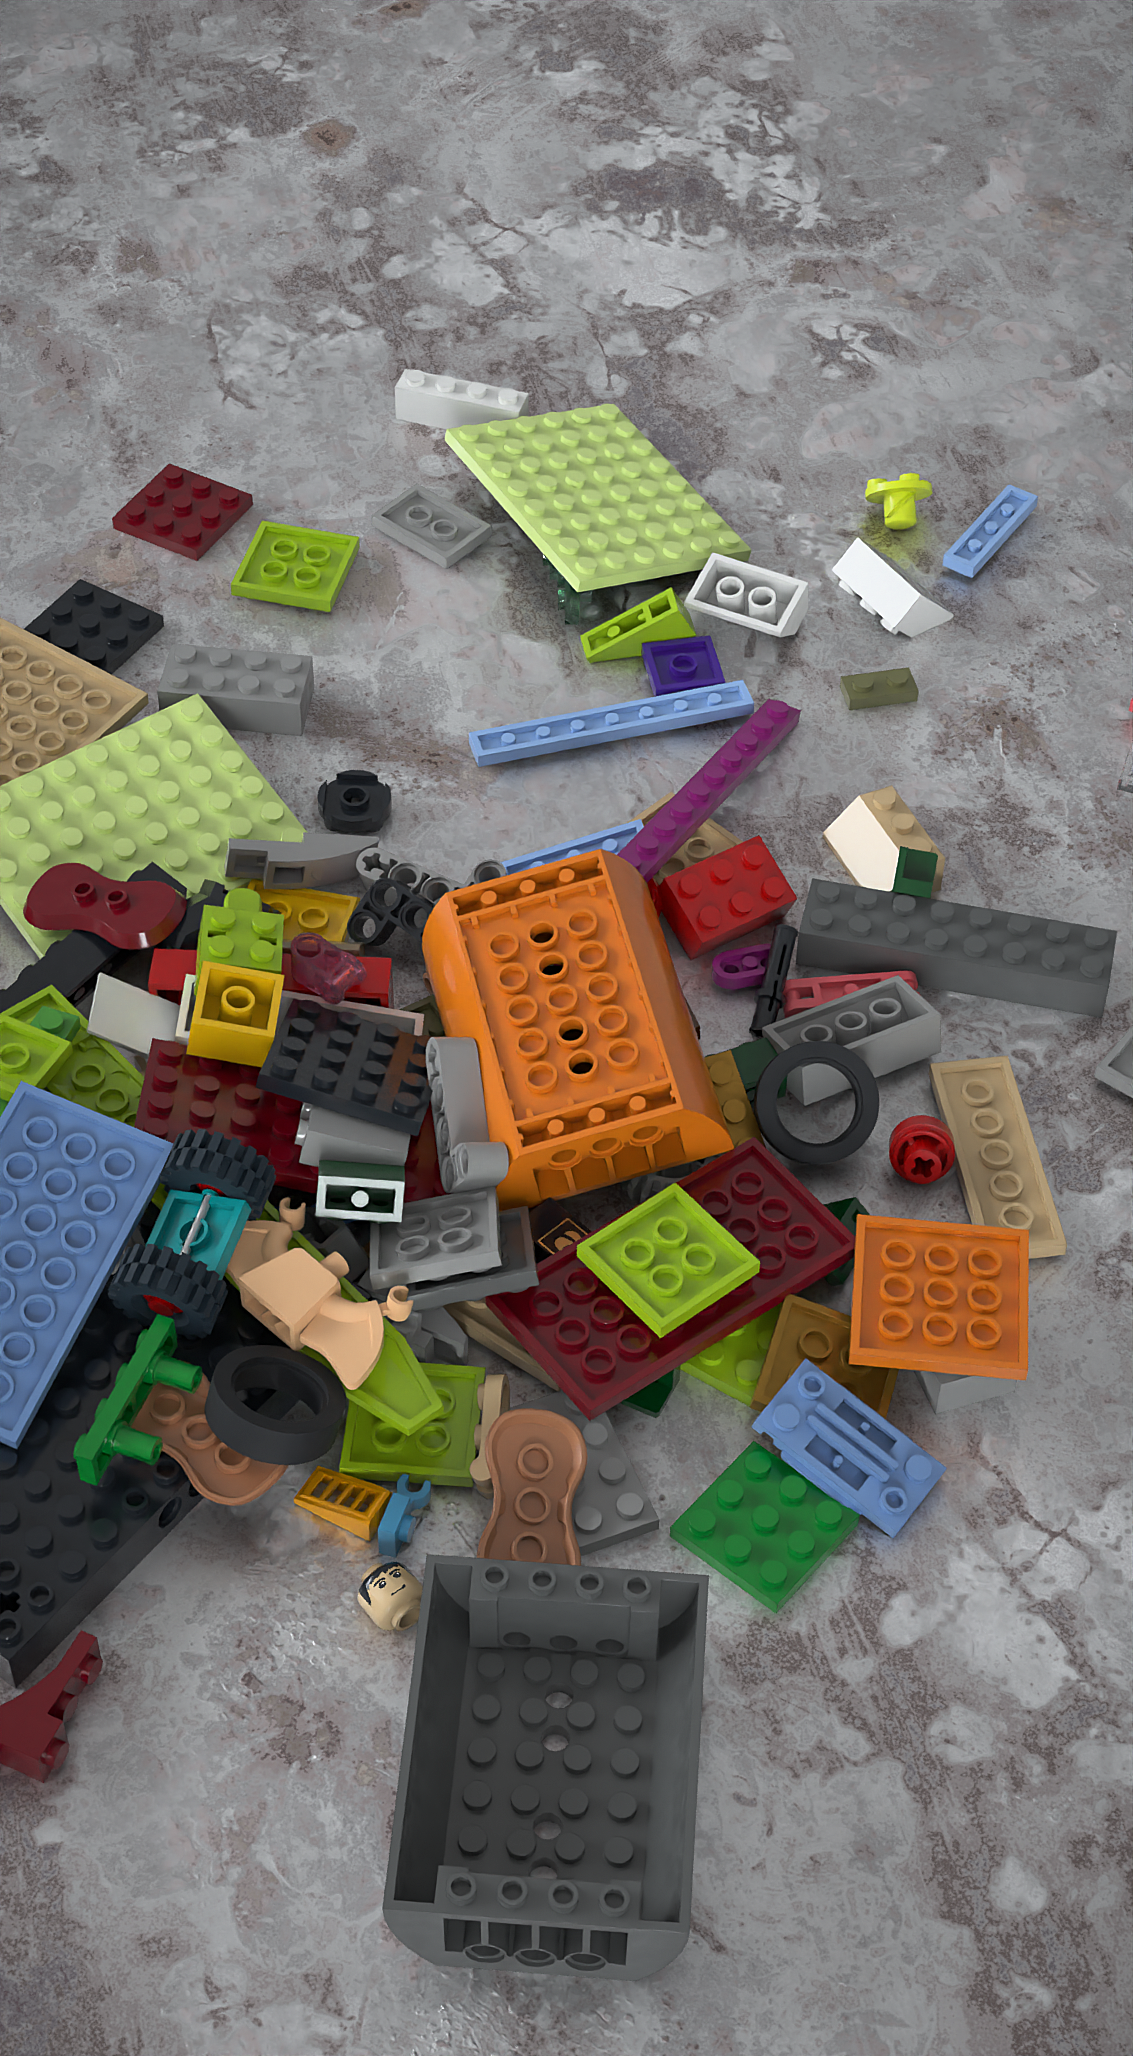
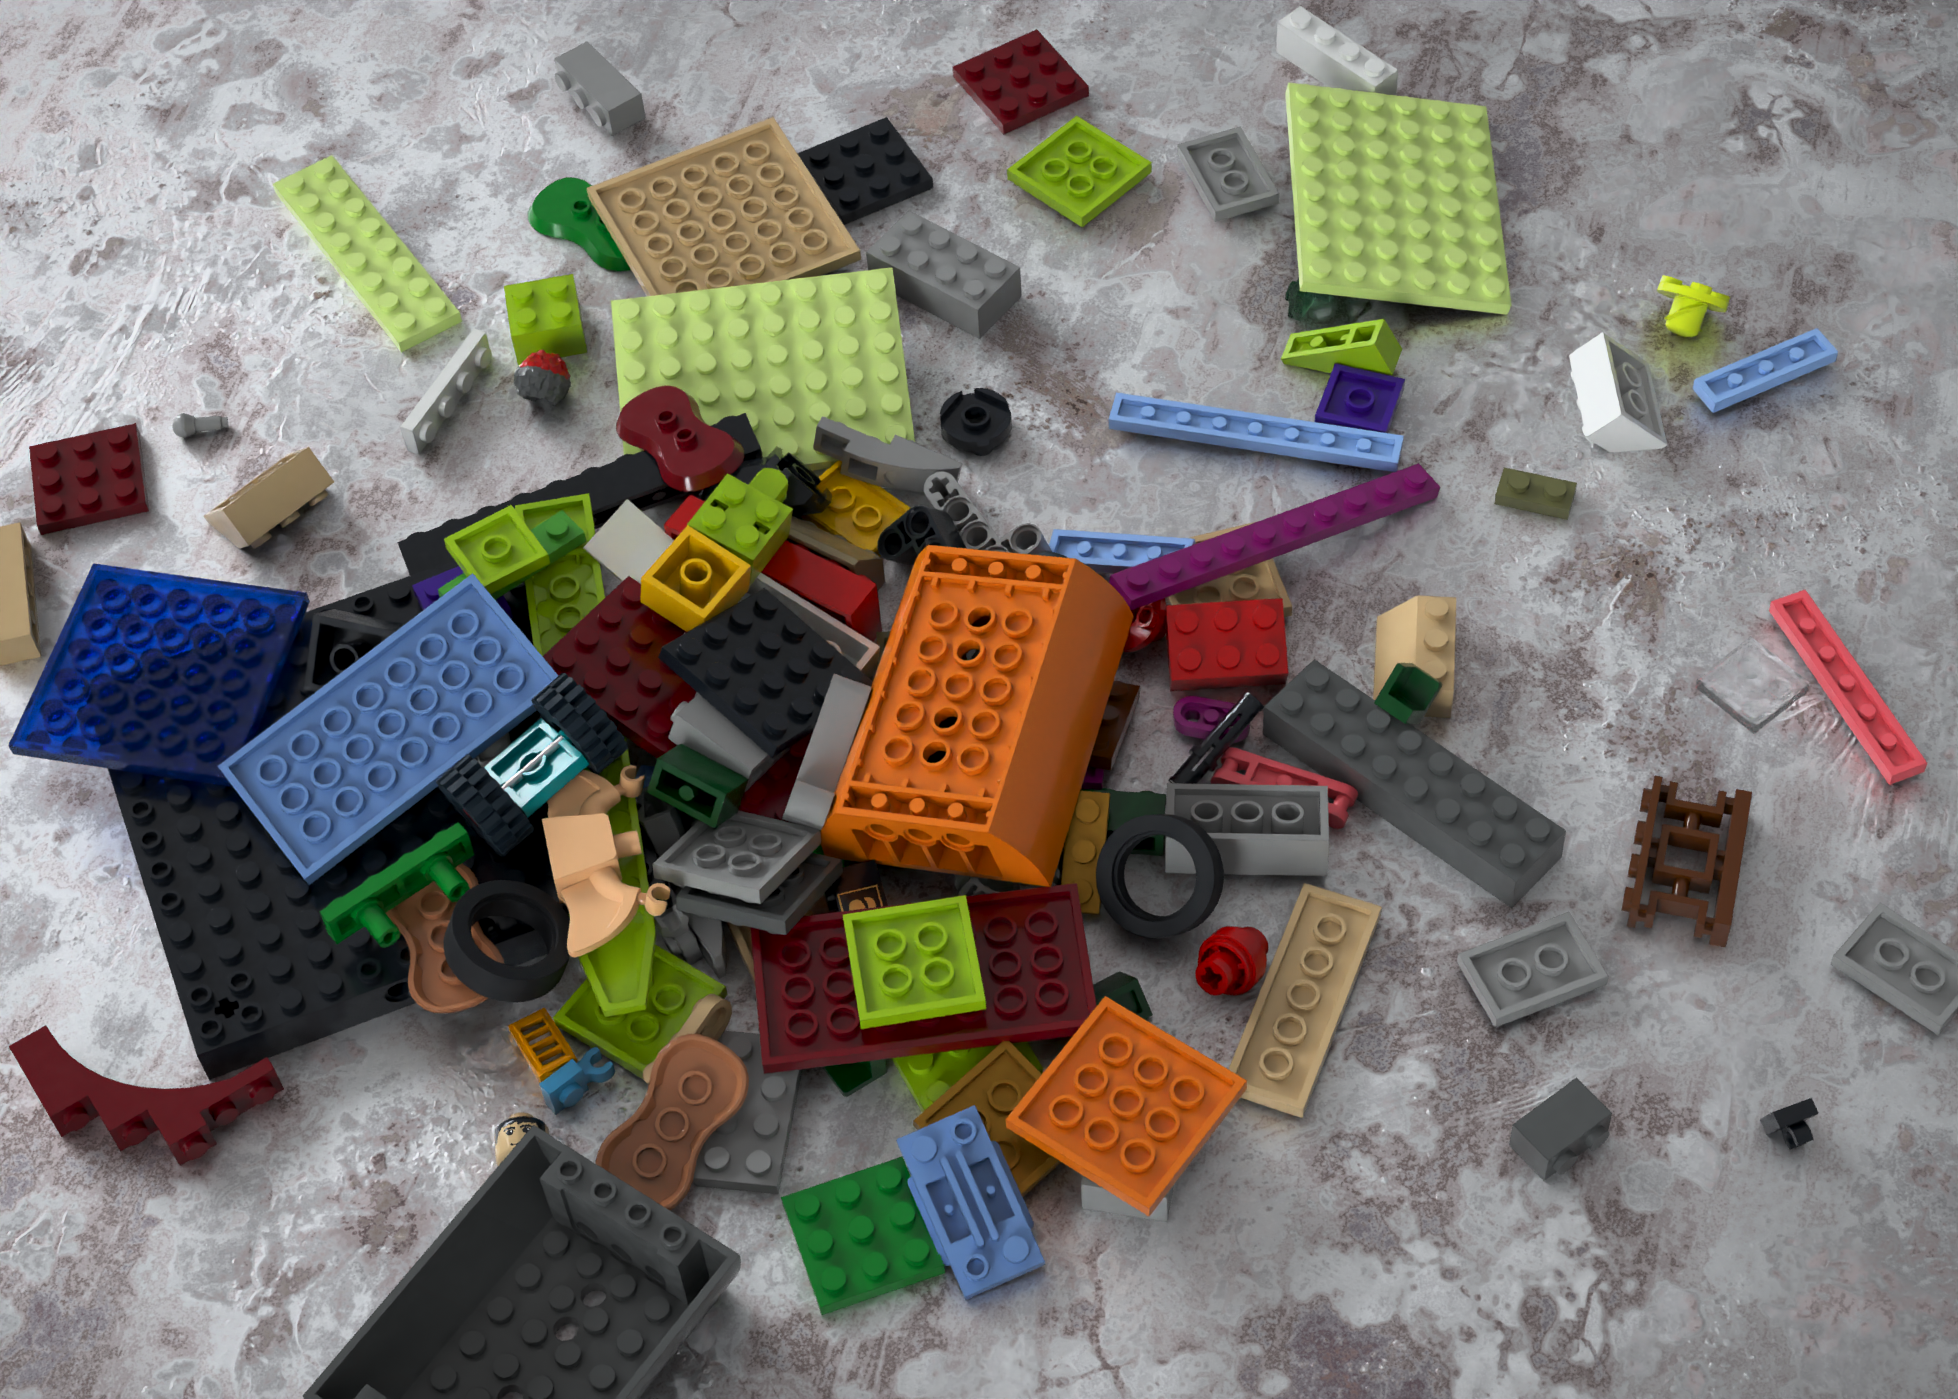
camera: 35 degrees right, 5 degrees up
(324, 967) = (805, 569): clear pink piece -> none
(749, 596) = (1462, 356): white slope -> none

